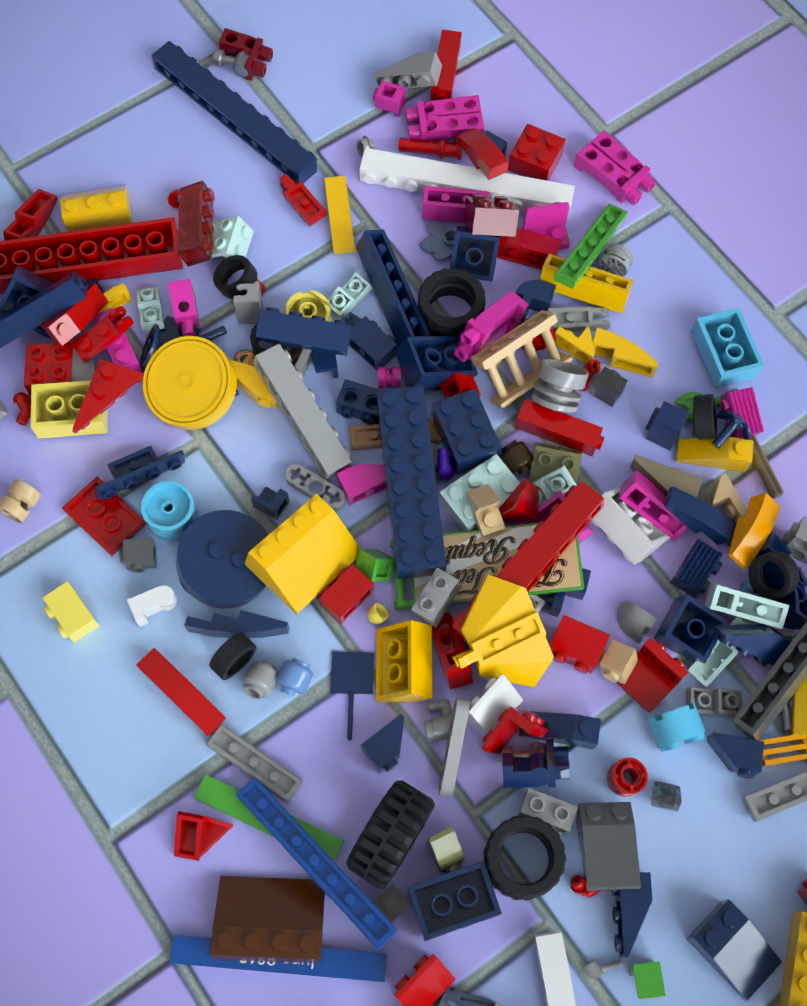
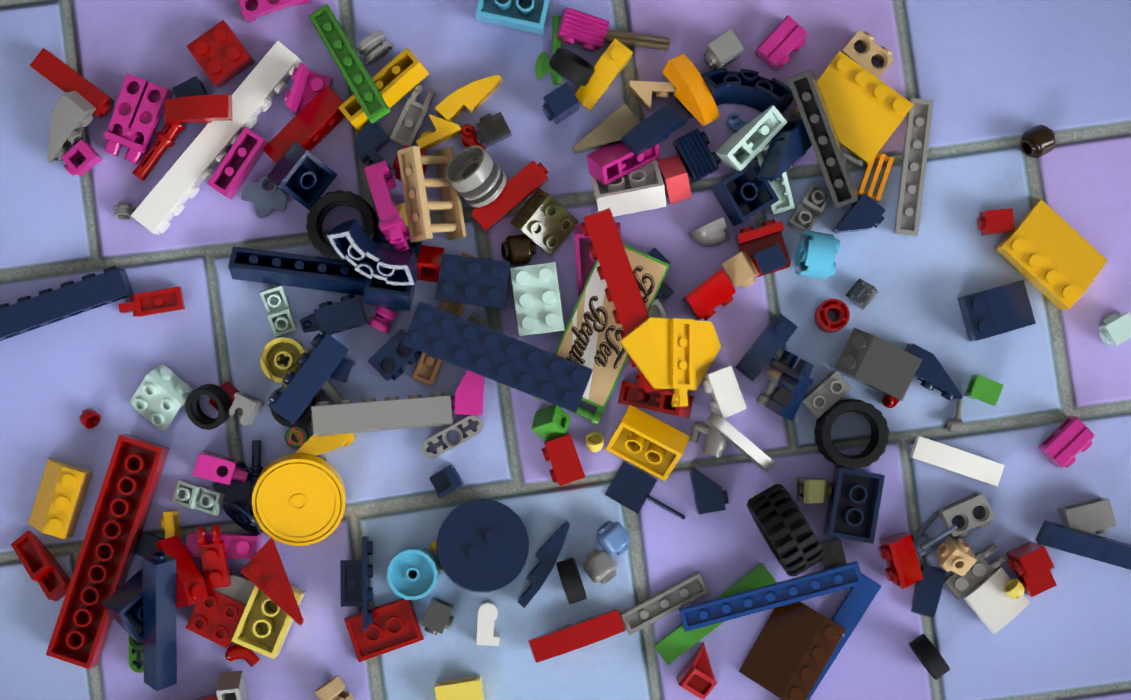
camera: 60 degrees left, 20 degrees up
(195, 223) = (132, 416): clear red brick -> none
(303, 554) = (514, 478): yellow slope -> none
(339, 215) = (186, 274): yellow tile -> none
(436, 597) = (611, 390): light grey brick -> none
(438, 328) = (370, 257): none -> dark blue brick
(445, 468) = (496, 317): dark purple arm -> none
(485, 510) = (558, 308): tan slope -> none
(490, 216) = (278, 144): brick -> none
(509, 723) = (750, 376): red bracket -> none
(521, 504) = (567, 273): red slope -> none
(553, 483) = (560, 238): light aqua slope -> none
(646, 683) = (770, 259): none -> dark blue panel
(662, 563) = (674, 178): none -> coral slope
(735, 422) = (593, 46): dark blue plant -> none
(788, 567) = (737, 87): black tyre -> none

